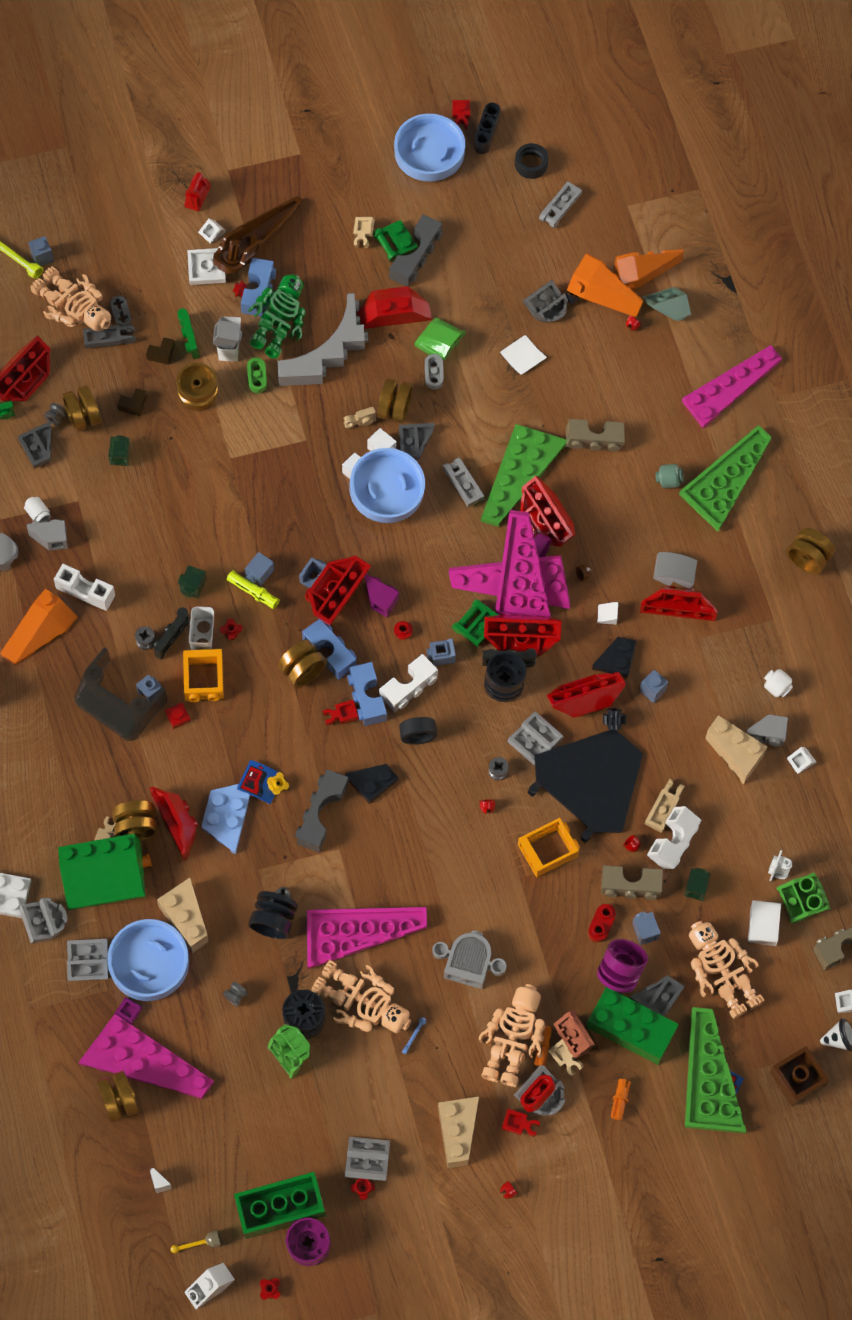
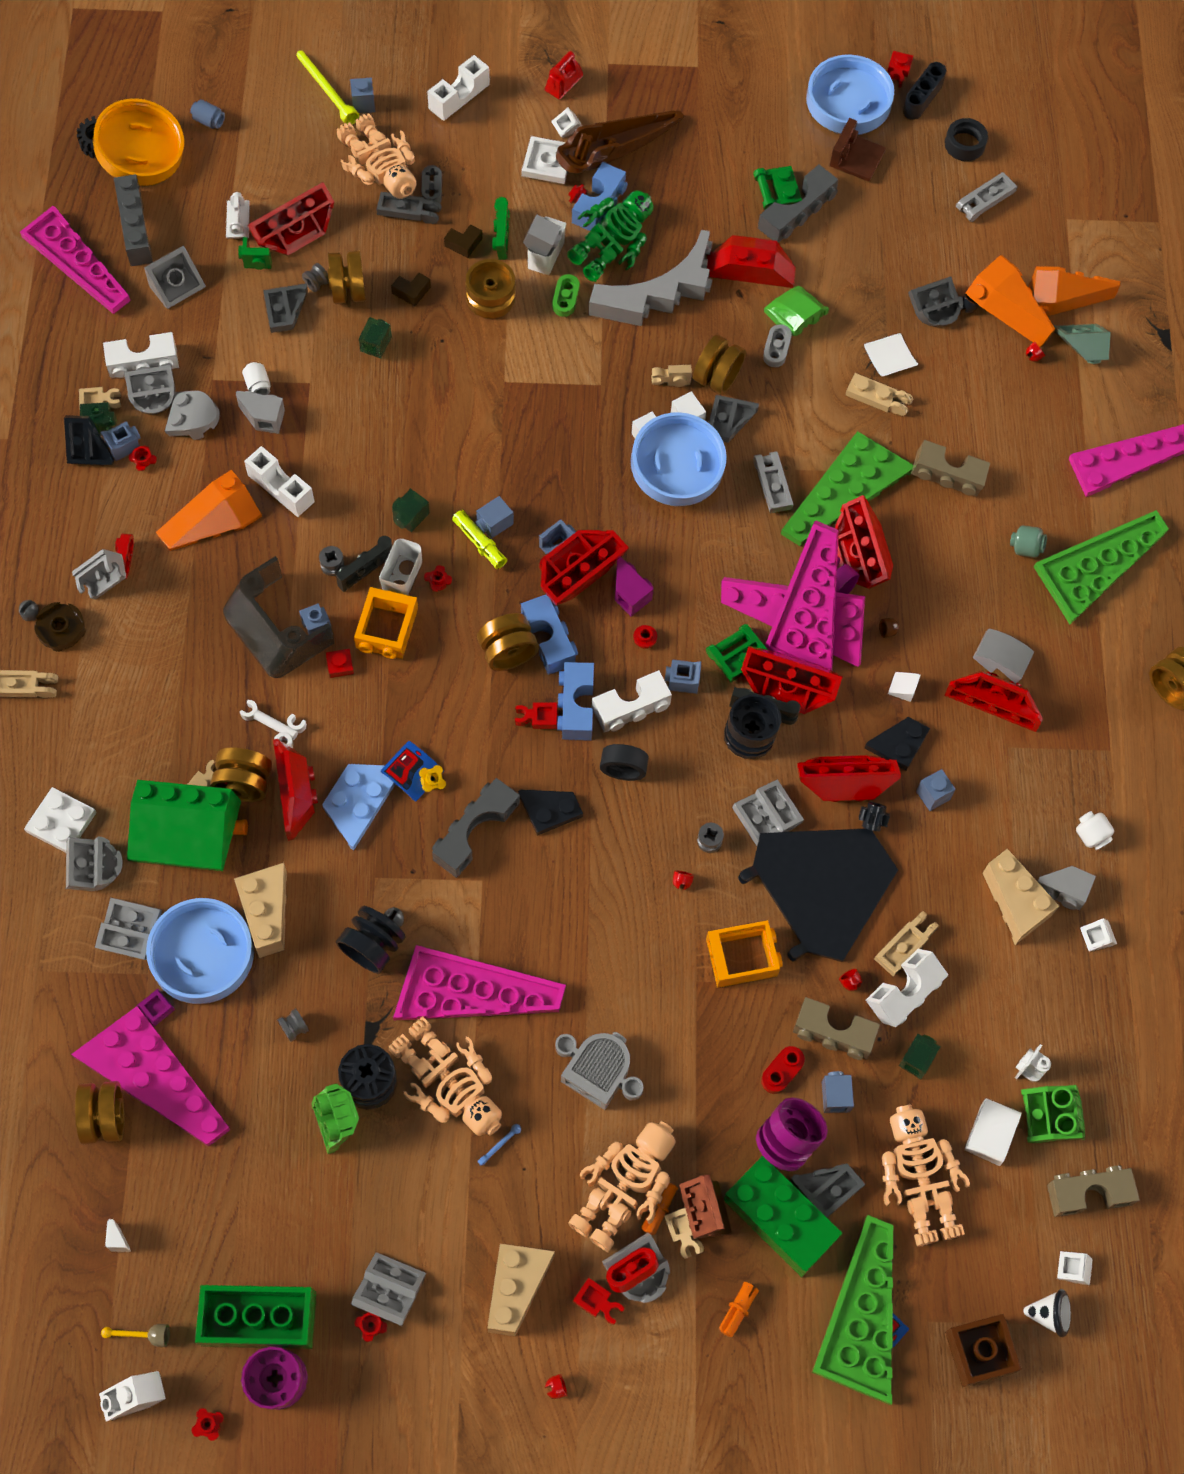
camera: 15 degrees right, 0 degrees up
(123, 217) = (471, 80): none -> white arch
(155, 779) = (285, 732): none -> white bar
(363, 228) = (743, 164): tan plate -> none
(449, 196) = (856, 154): none -> copper bracket
(523, 390) = (878, 395): none -> tan hinge

